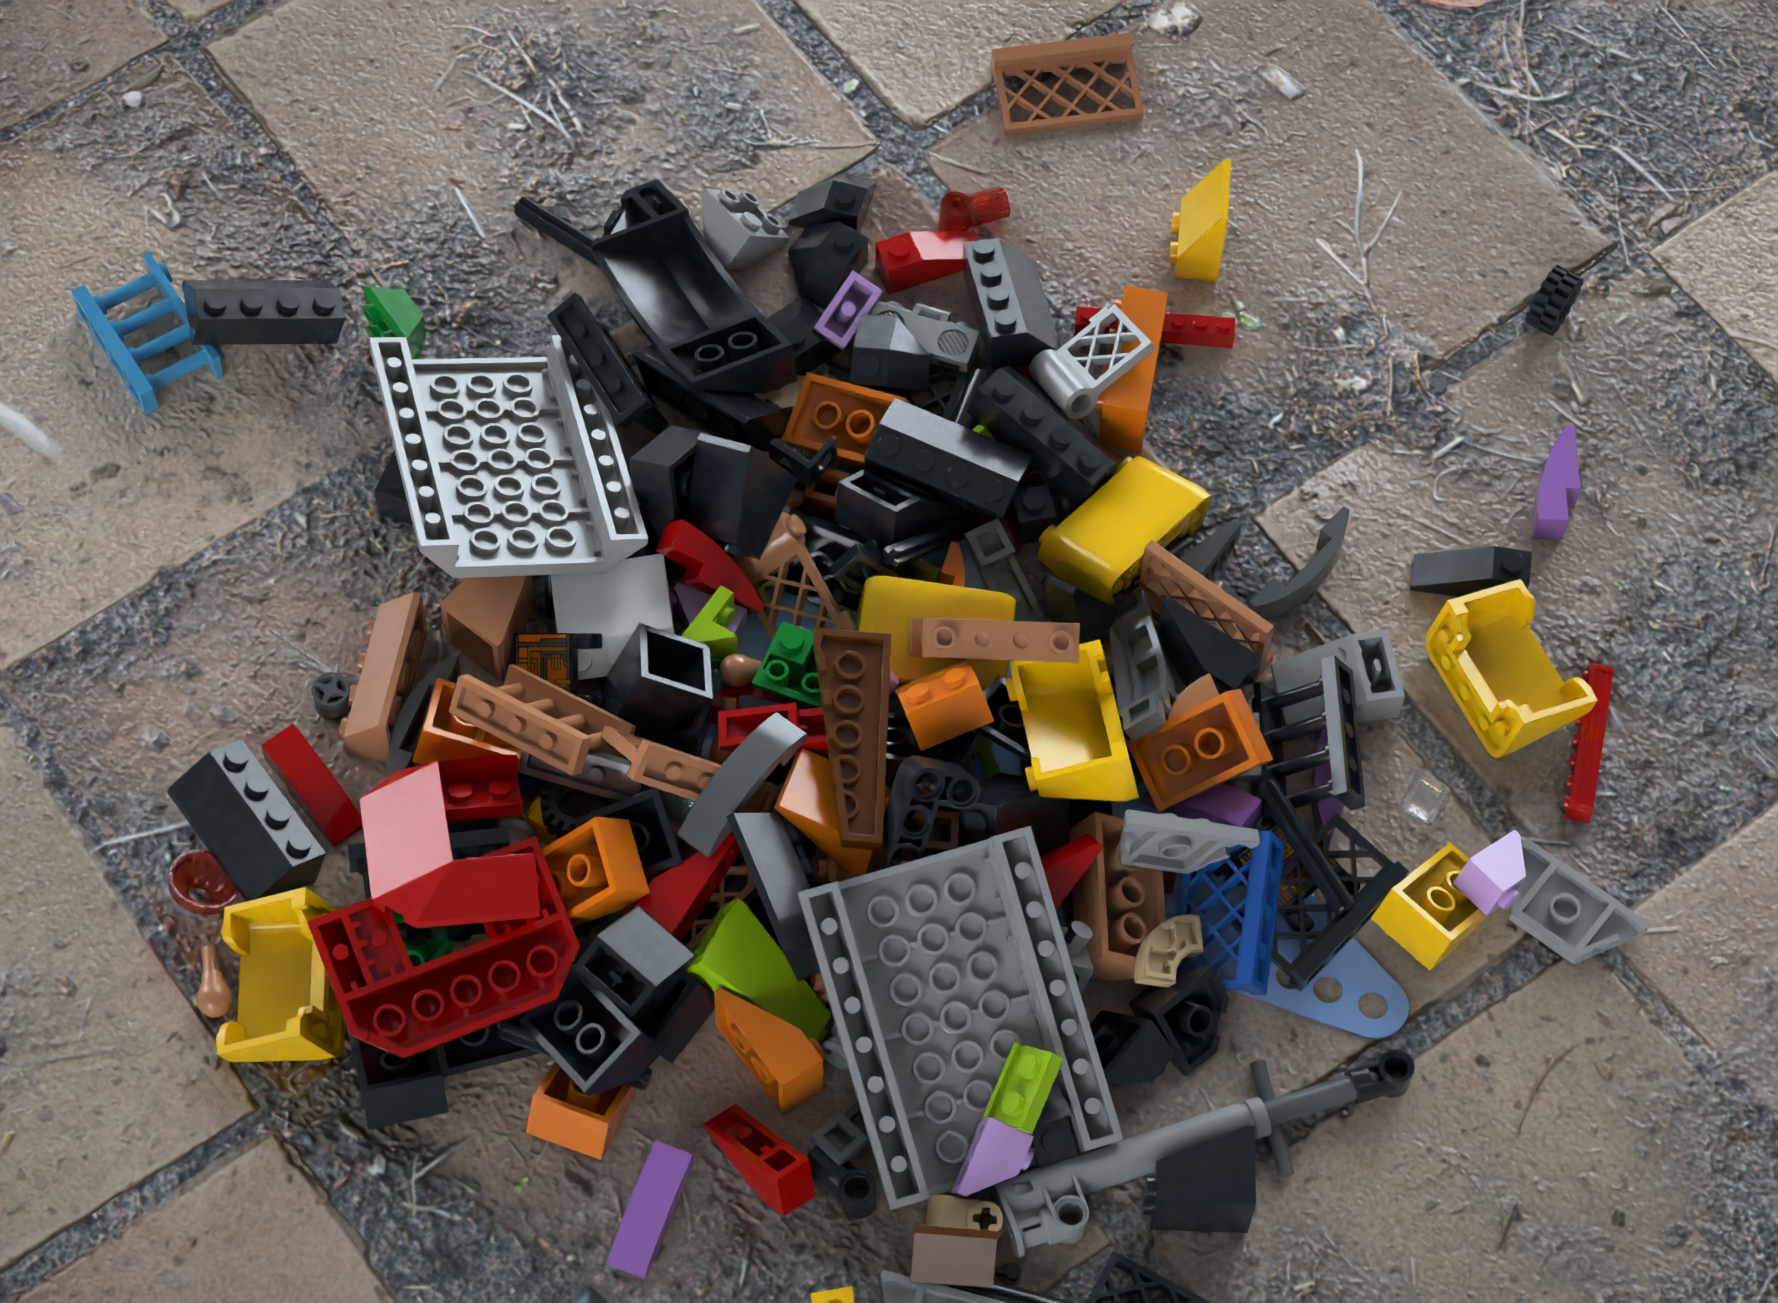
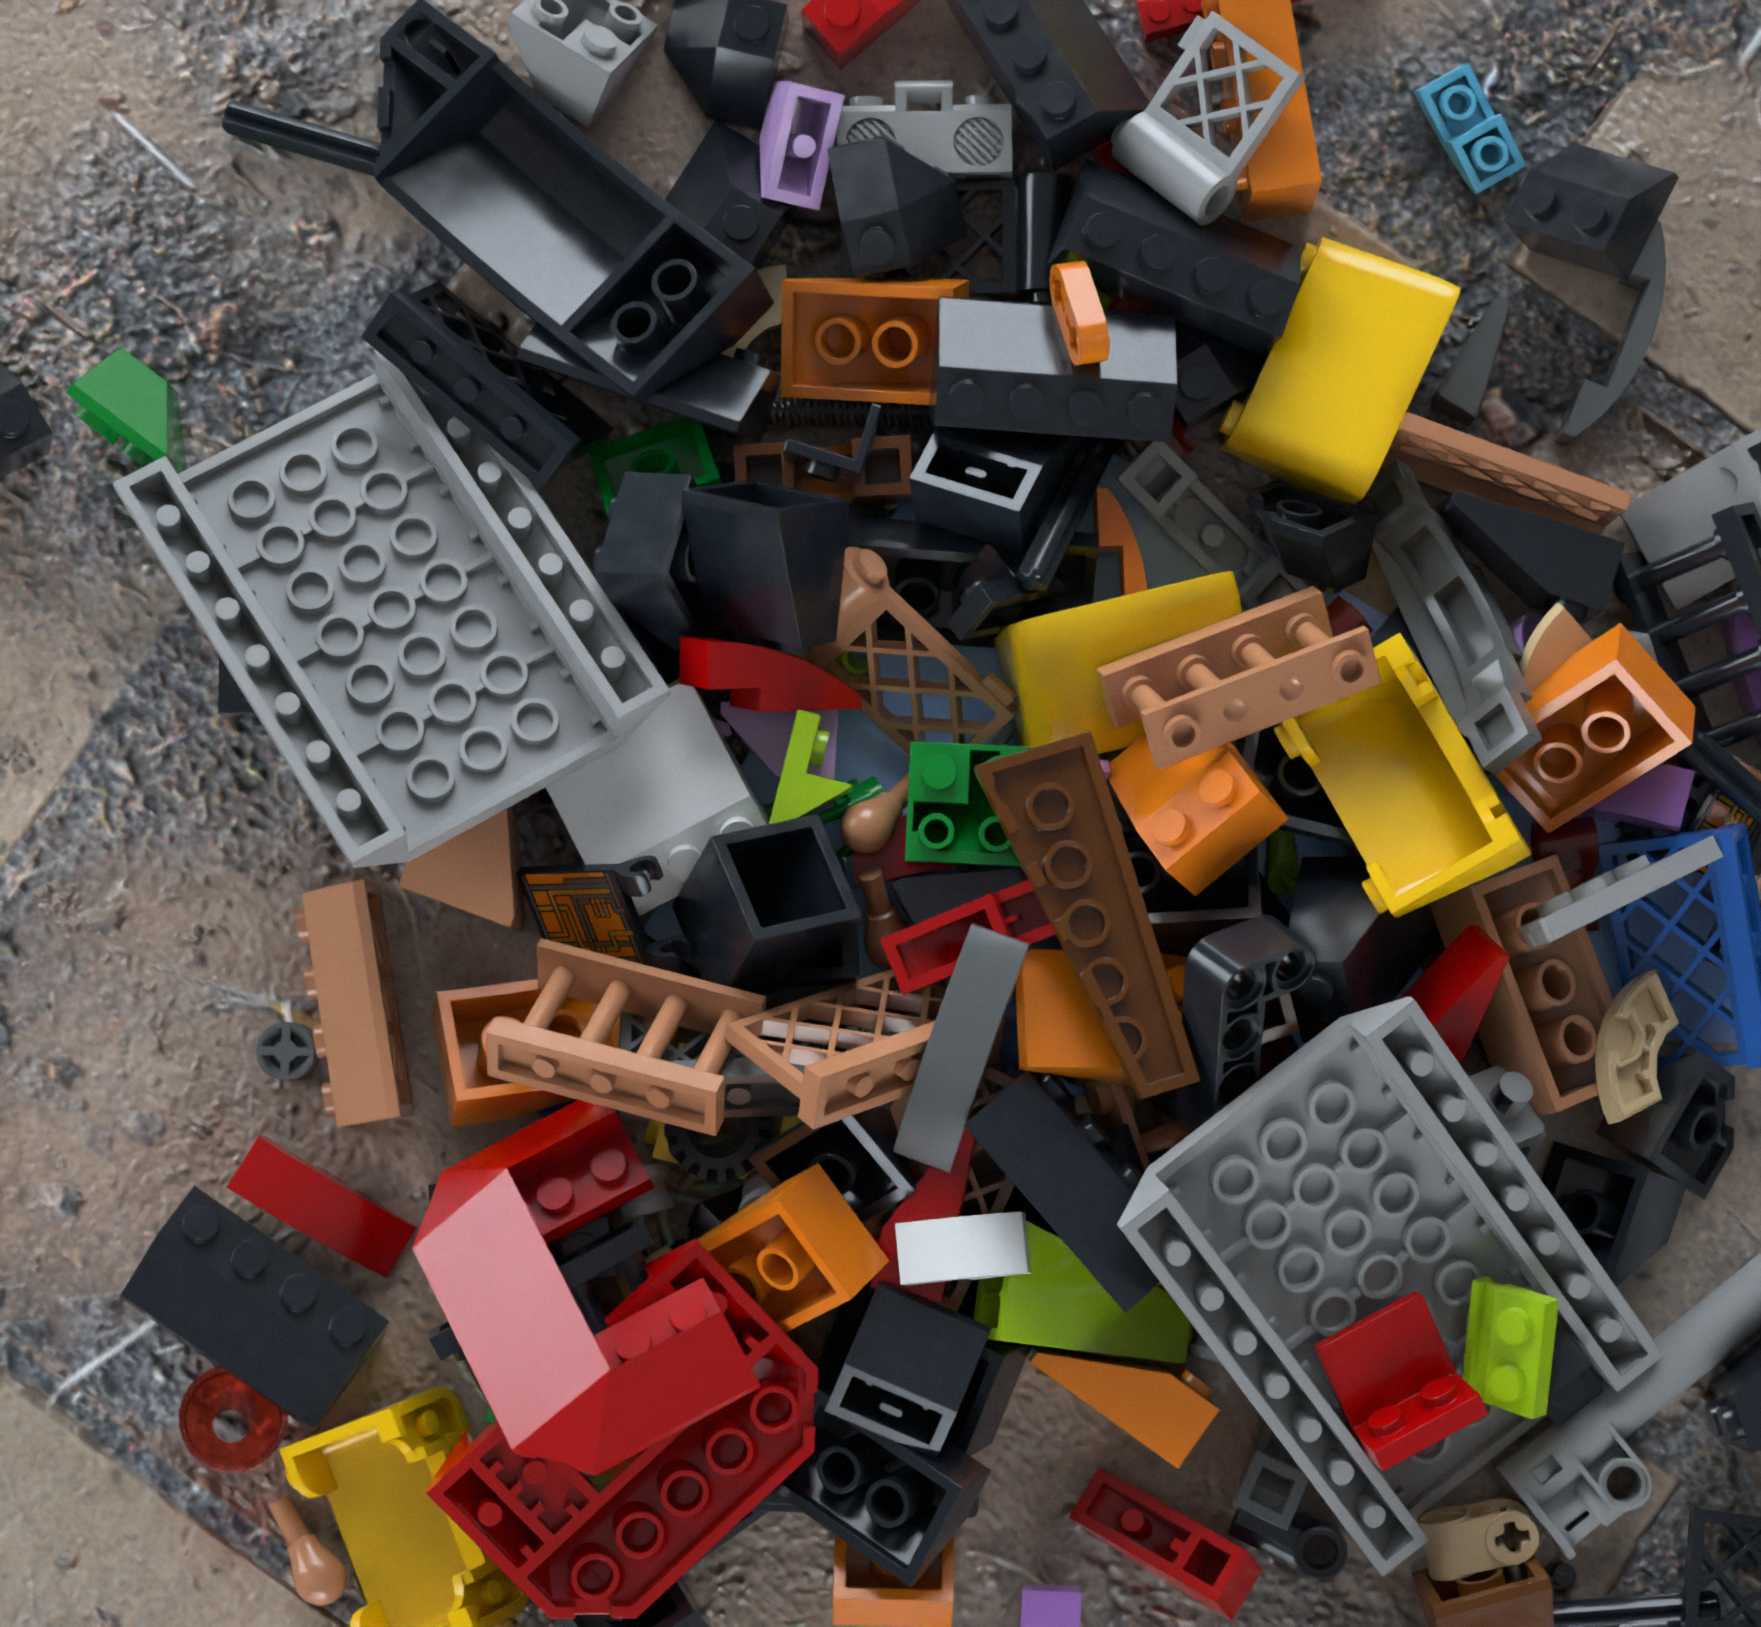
camera: 15 degrees left, 25 degrees up
(413, 711) = (430, 1131): dark grey slope -> none
(704, 899) = (962, 1248): none -> white slope
(942, 1075) = (1397, 1382): none -> red bracket
(974, 425) = (1079, 313): none -> orange beam
(993, 1157) = (1492, 1461): lavender slope -> none
(1253, 436) = (1469, 128): none -> medium azure slope
(1306, 493) = (1590, 208): none -> black slope

